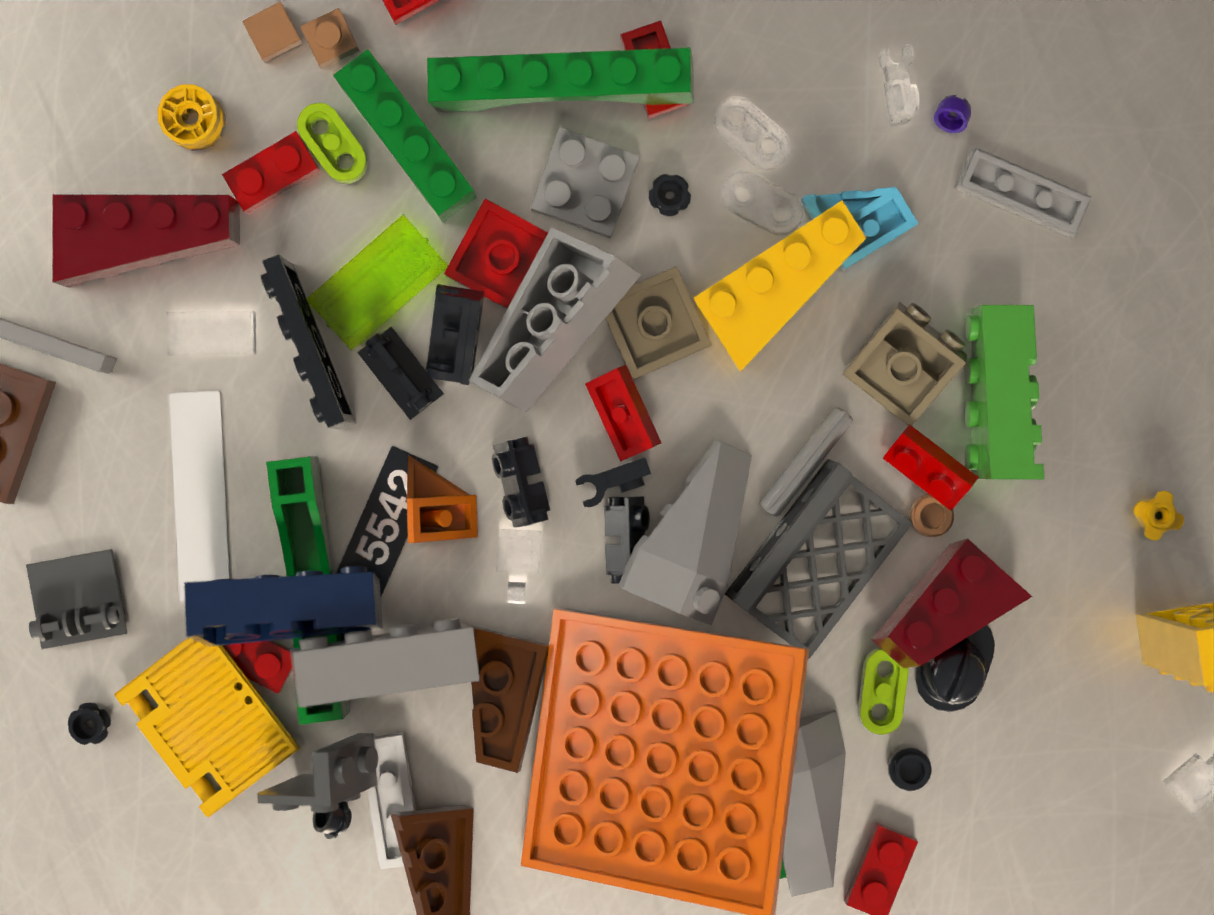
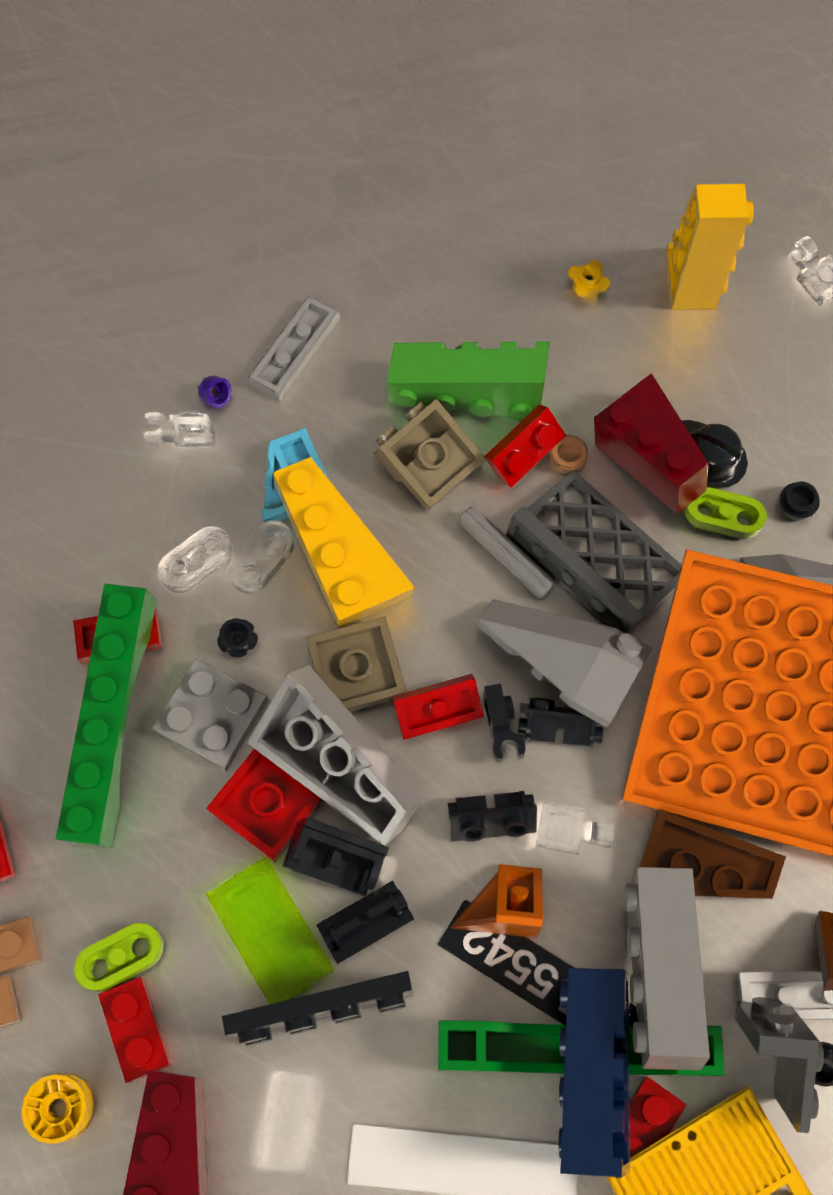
camera: 80 degrees left, 20 degrees down
(405, 135) = (98, 891): green arch -> none

